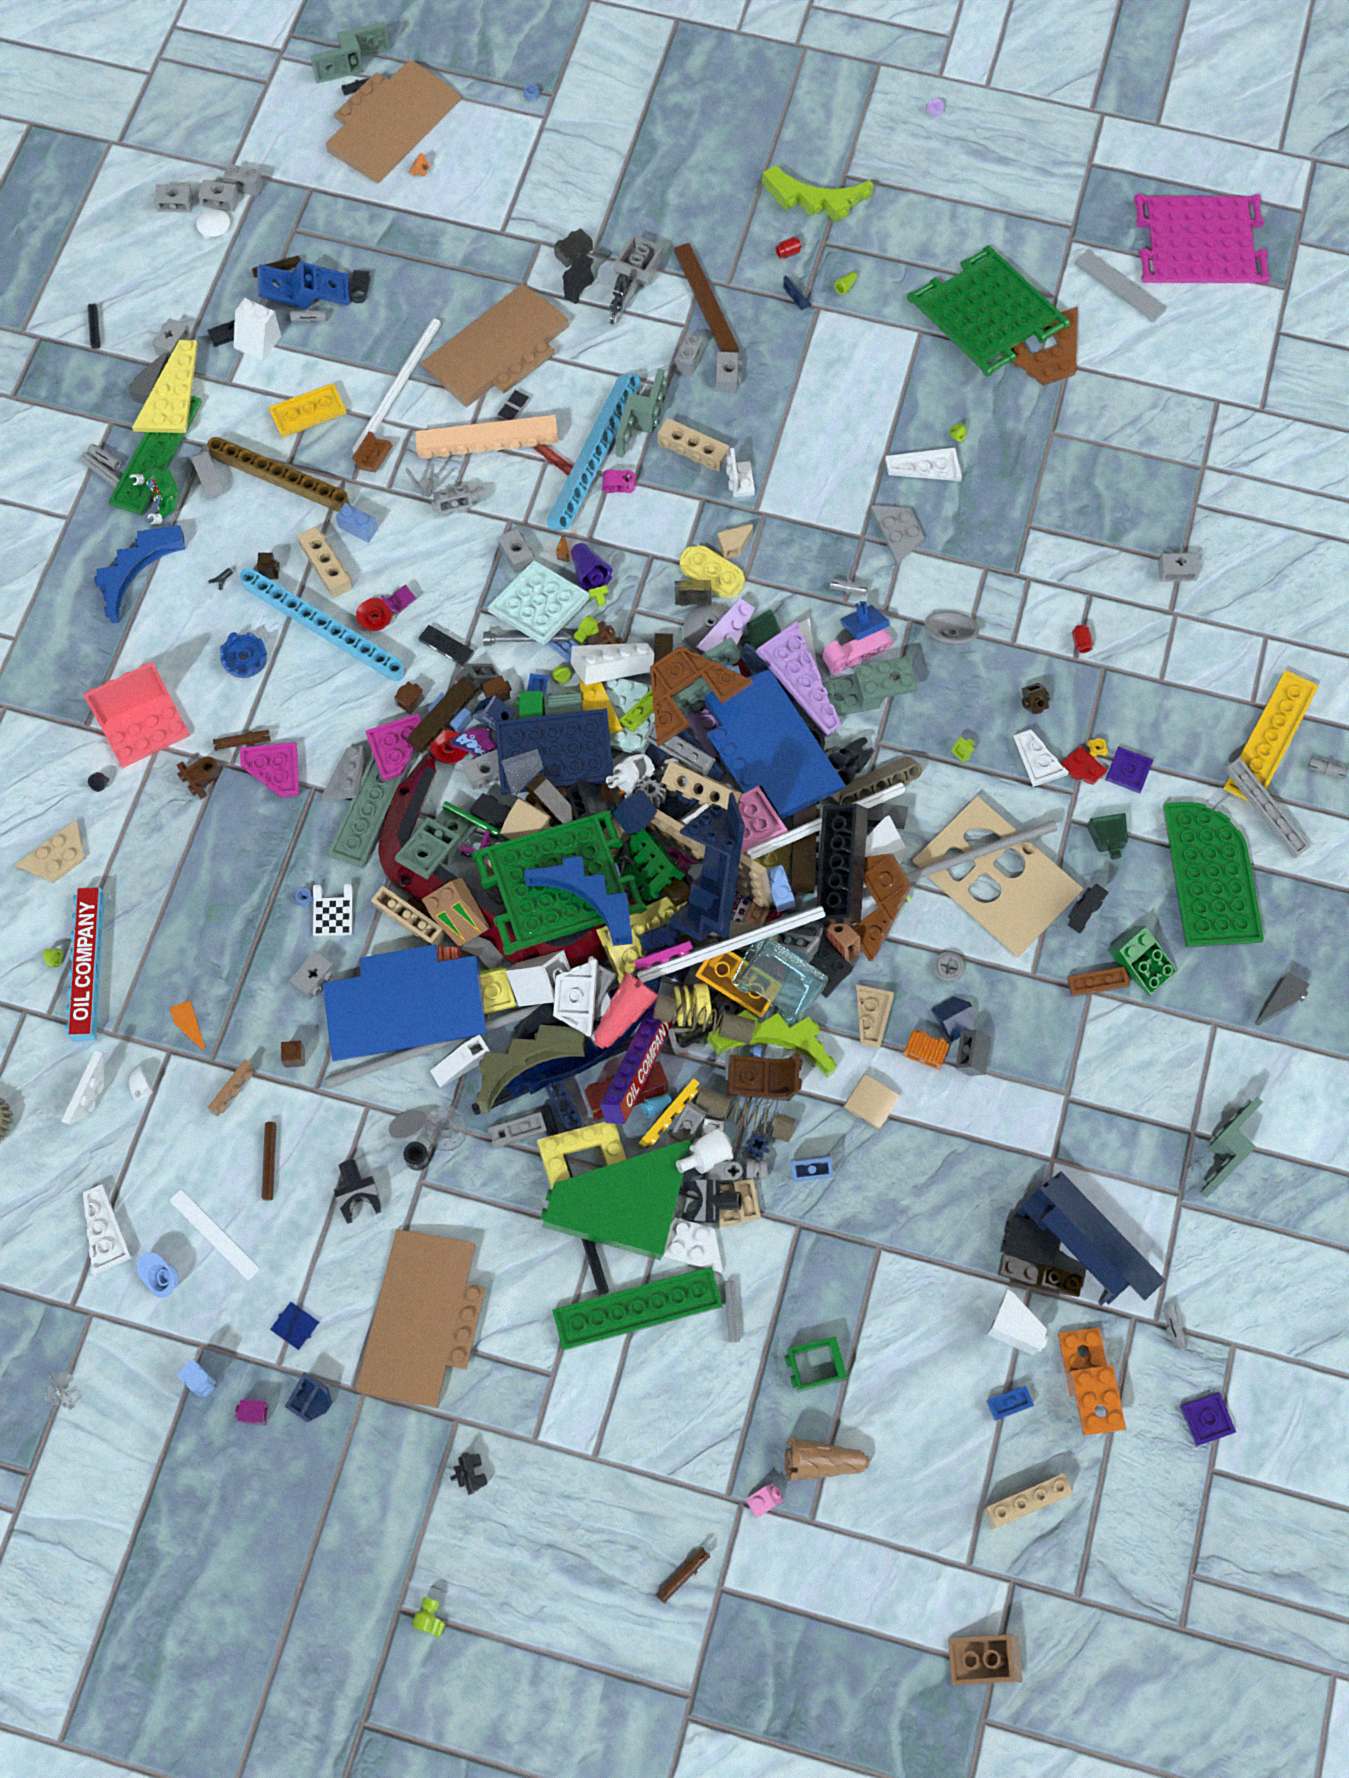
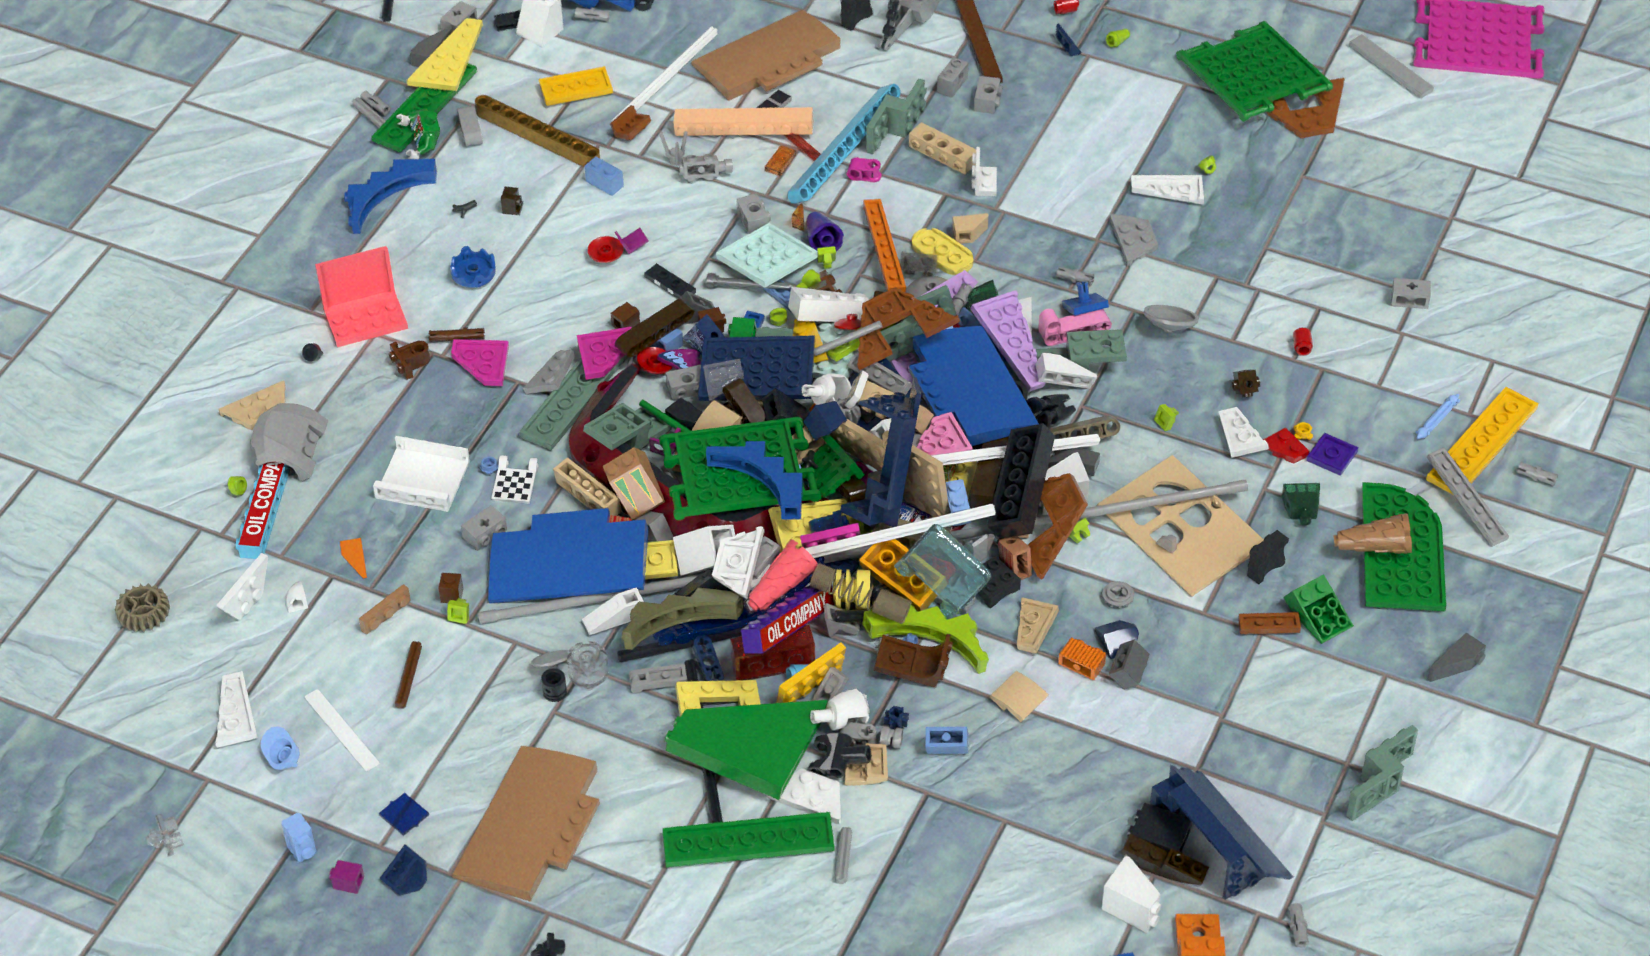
camera: 10 degrees right, 20 degrees down
(93, 896) = (288, 436): none -> light grey piece
(239, 917) = (423, 474): none -> white panel
(305, 1079) = (458, 611): none -> lime tile
(327, 630) = (554, 252): medium azure beam -> none
(336, 584) = (566, 204): tan brick -> none
(355, 1190) = (488, 707): black connector -> none
(531, 478) = (780, 160): none -> clear orange plate
(637, 682) = (852, 322): none -> red dish
(641, 711) = (847, 338): none -> light grey bar
(654, 577) = (884, 244): none -> orange plate
(660, 771) = (856, 389): none -> white tile
(718, 1105) = (865, 678): dark tan piece -> none
(741, 636) = (960, 299): none -> light grey pin
(836, 1357) = (920, 892): green window -> none
(855, 711) = (1061, 371): none -> white slope
(989, 903) = (1168, 542): none -> light grey tile
(1192, 872) = (1378, 536): none -> medium nougat cone
(1224, 712) = (1438, 416): none -> light blue wheel

